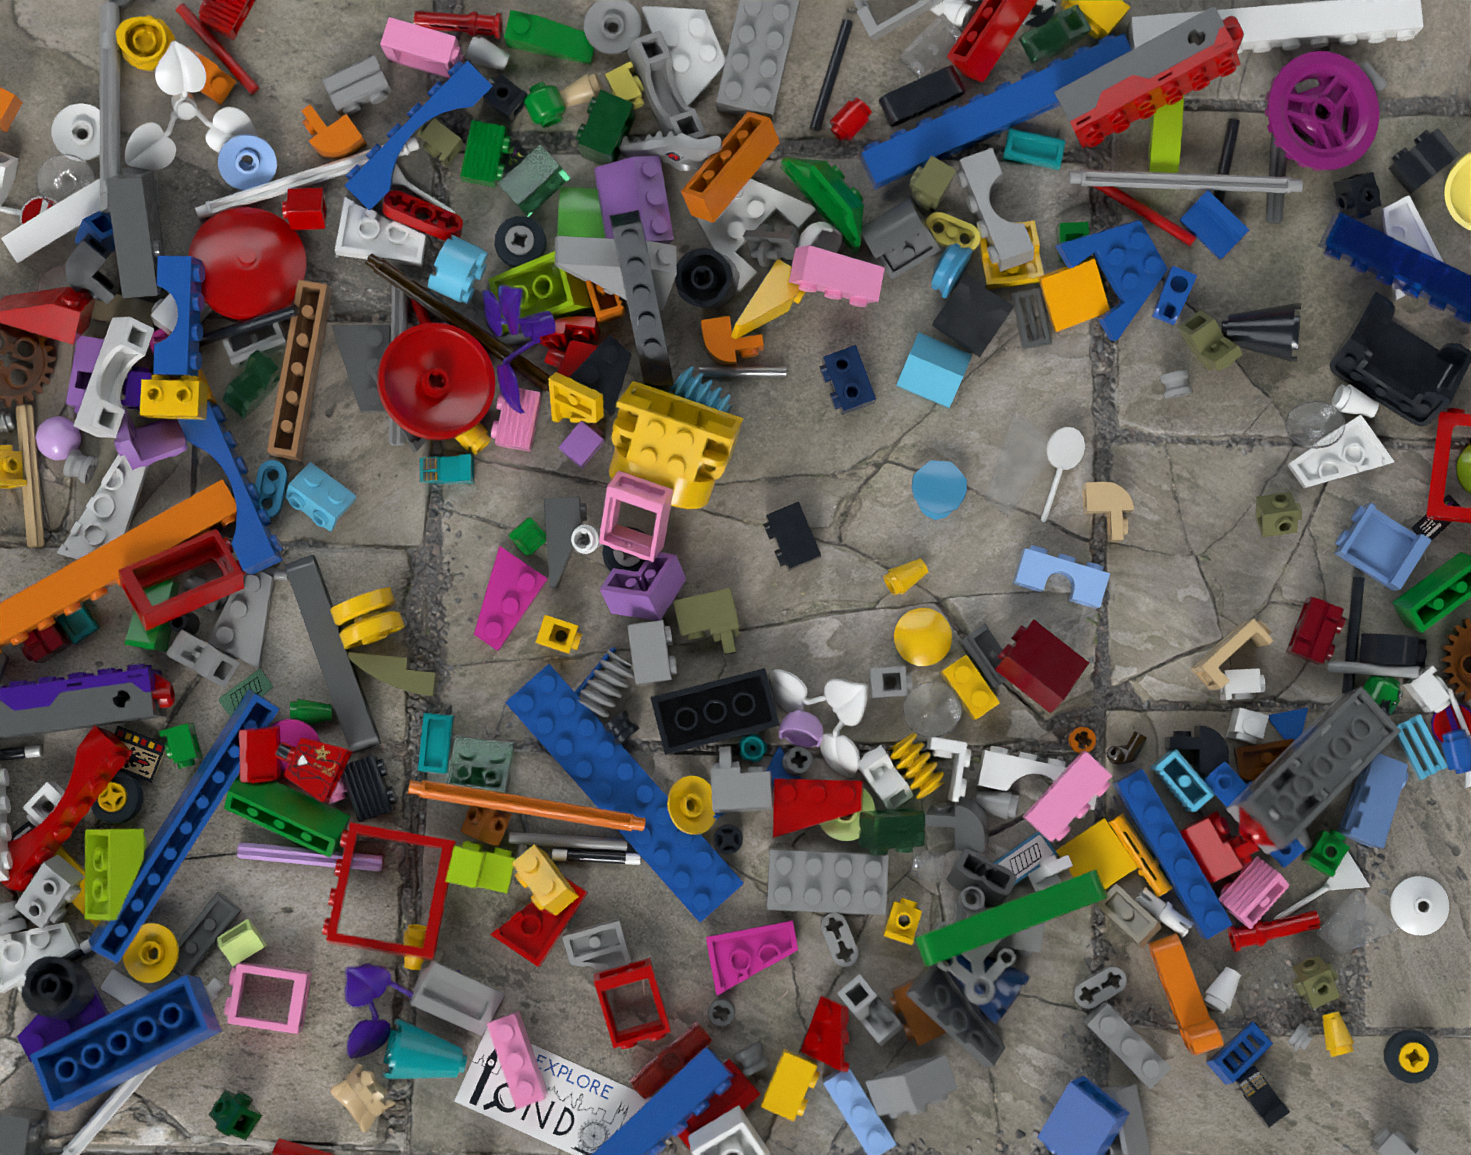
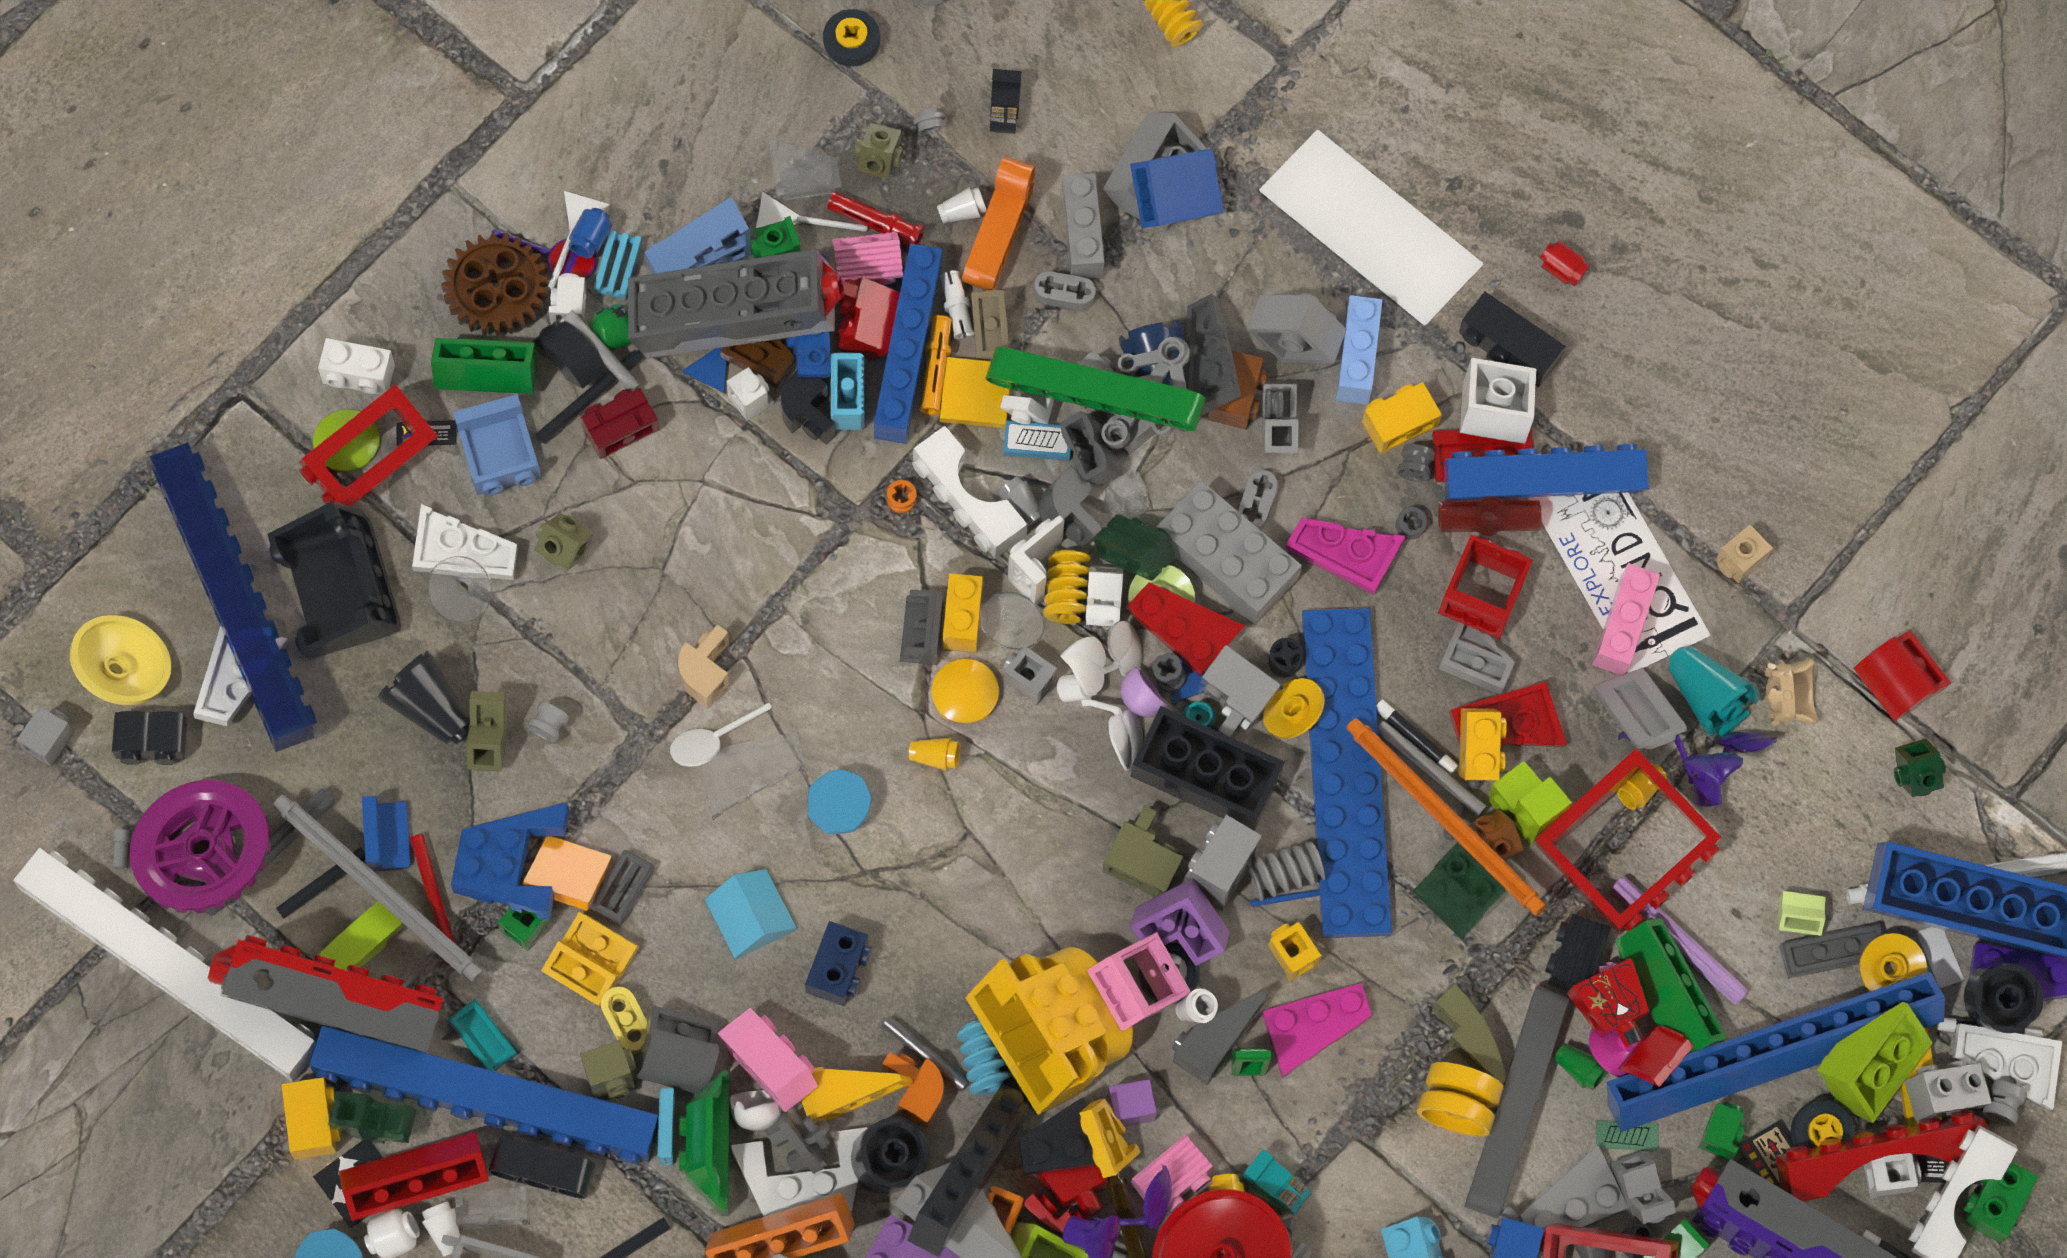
camera: 145 degrees left, 15 degrees down
(298, 1000) = (1792, 866): bright pink window -> none
(435, 743) = (1484, 949): teal tile -> none
(621, 727) = (1303, 825): black wheel -> none
(792, 536) = (1008, 865): black brick -> none
(828, 1034) = (1333, 429): red wing -> none
(850, 119) = (627, 1200): red brick -> none
(866, 185) = (666, 1126): none -> medium azure tile
(892, 927) = (1182, 481): yellow brick -> none
(950, 268) = (659, 984): dark azure hat -> none
(972, 315) = (674, 928): black brick -> none
(1007, 240) = (558, 1044): light grey arch -> none
(1041, 665) = (884, 577): dark red brick -> none
(1068, 797) = (960, 449): bright pink brick -> none
(1086, 582) = (813, 665): light blue arch -> none
(1126, 753) = (871, 455): dark brown arm -> none
(1173, 295) = (478, 801): blue leg -> none
(1207, 667) = (710, 464): tan panel -> none
(1220, 1068) = (992, 160): blue slope -> none
(1242, 684) = (723, 432): white brick -> none
(1336, 1035) = (898, 99): yellow cone -> none
(1353, 401) = (408, 585): white cone -> none
(1357, 194) = (236, 752): black brick -> none
(1405, 903) = (734, 158): white dish -> none

